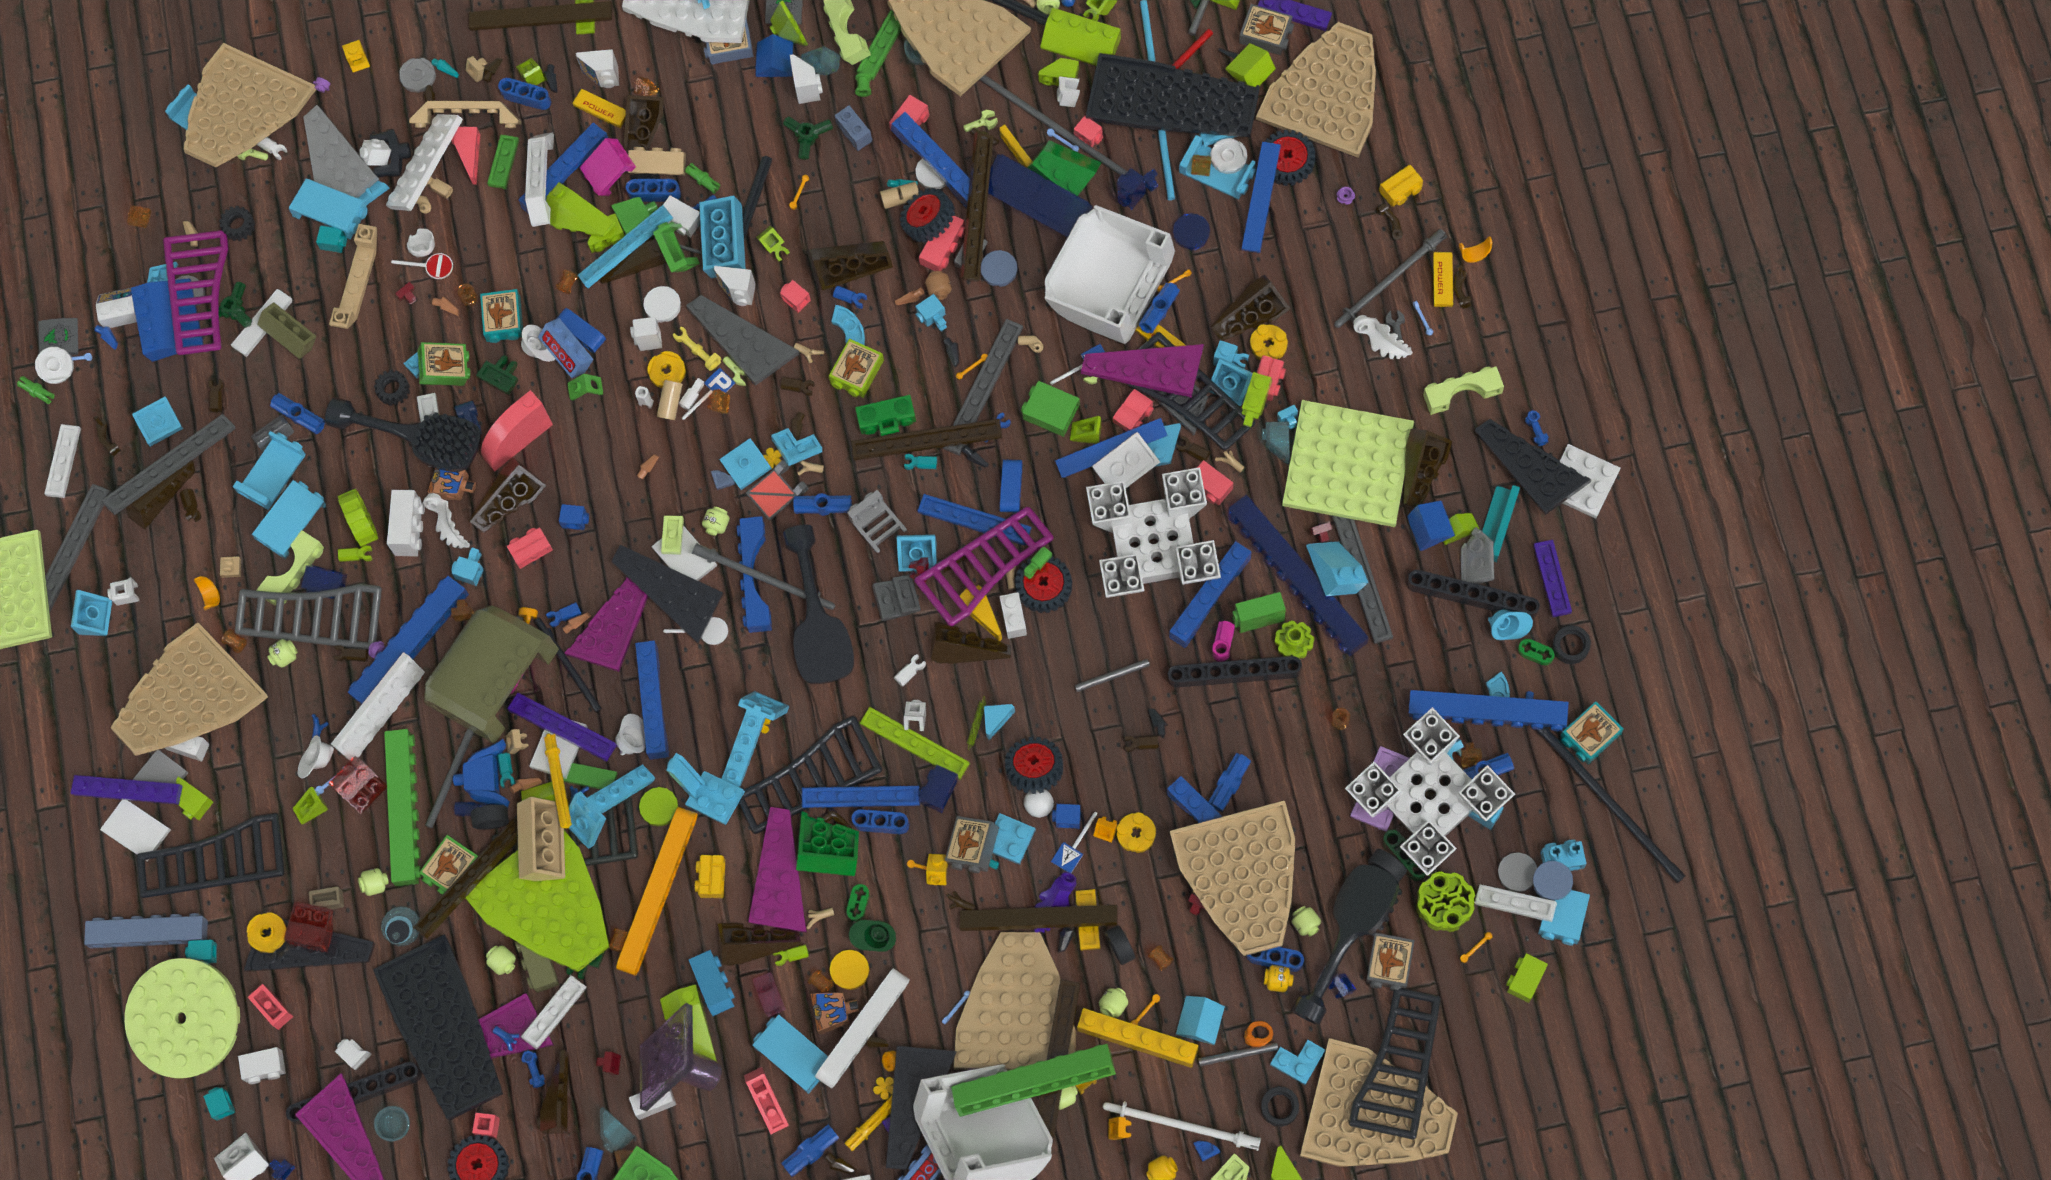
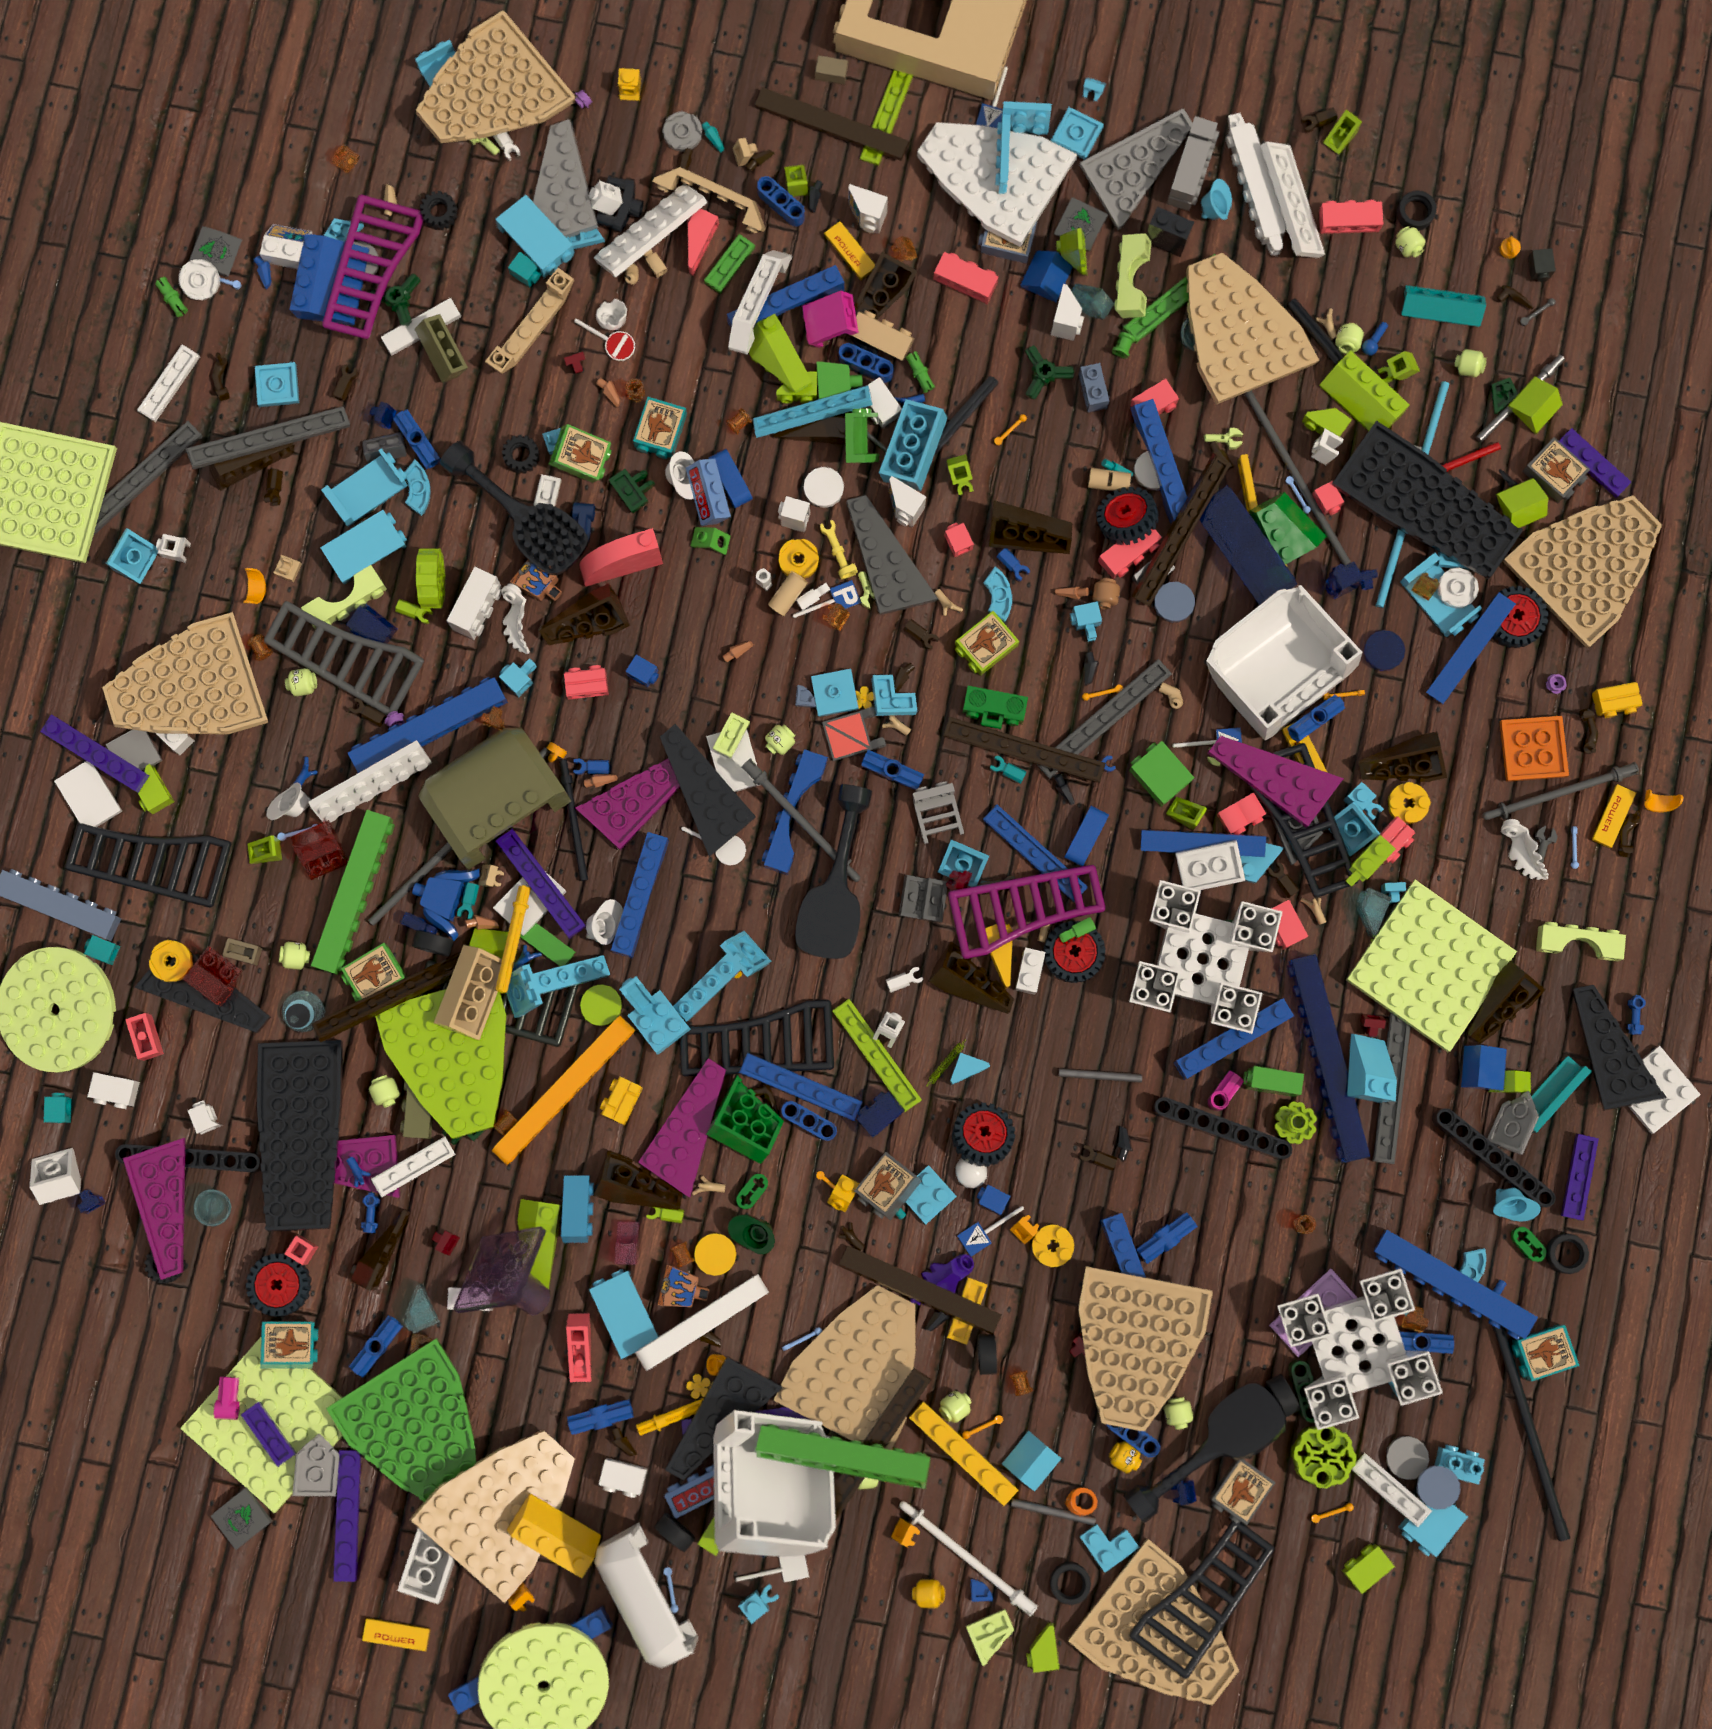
camera: 15 degrees right, 10 degrees up
(260, 406) = (383, 415): none -> clear blue tile
(316, 453) = (418, 488): none -> medium azure tile
(707, 87) = (966, 277): none -> coral brick
(1351, 254) = (1534, 748): none -> orange plate

